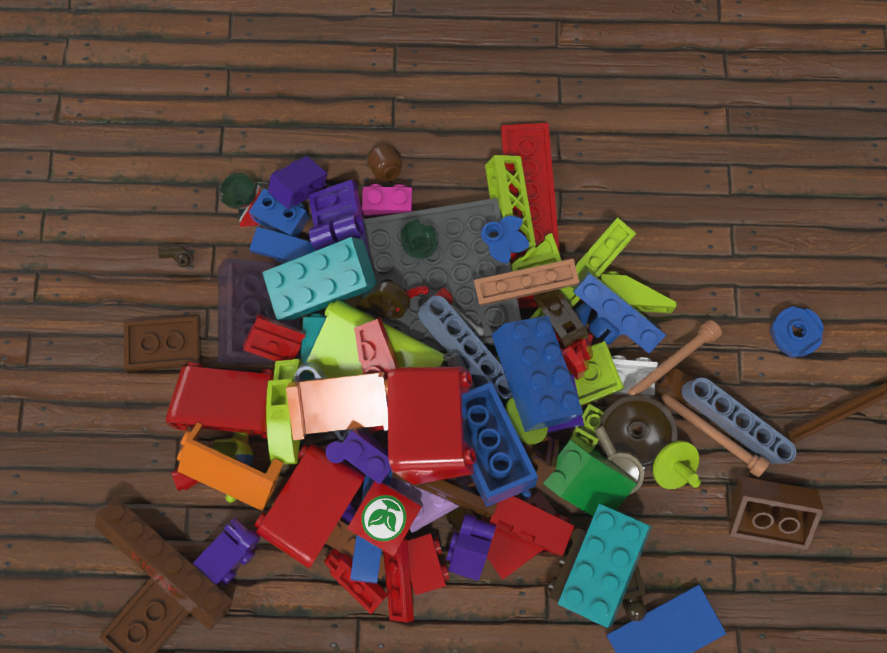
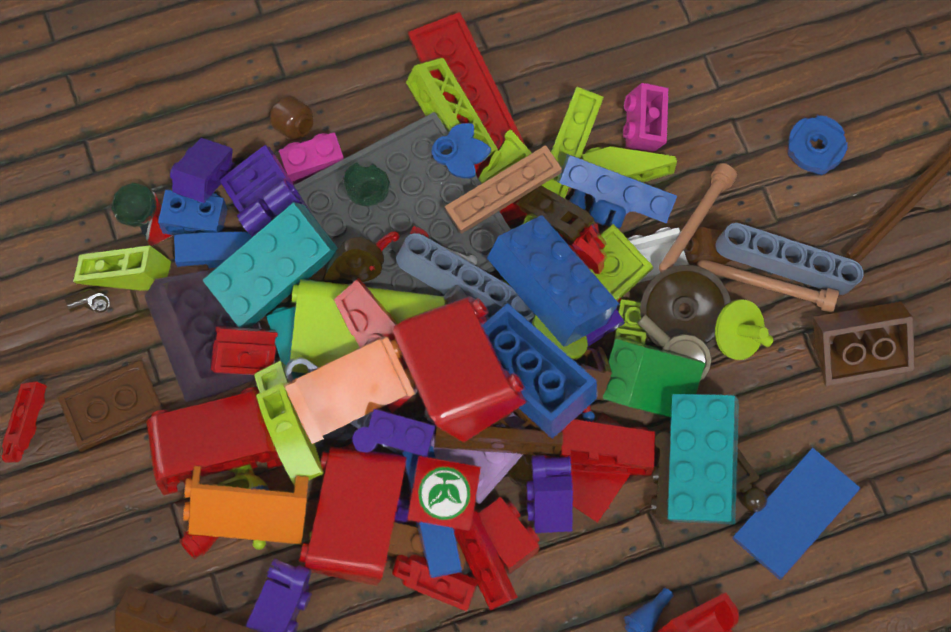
camera: 20 degrees left, 5 degrees down
(90, 333) = (23, 421): none -> red hinge
(211, 238) = (122, 268): none -> lime slope
(664, 262) = (646, 118): none -> dark pink brick

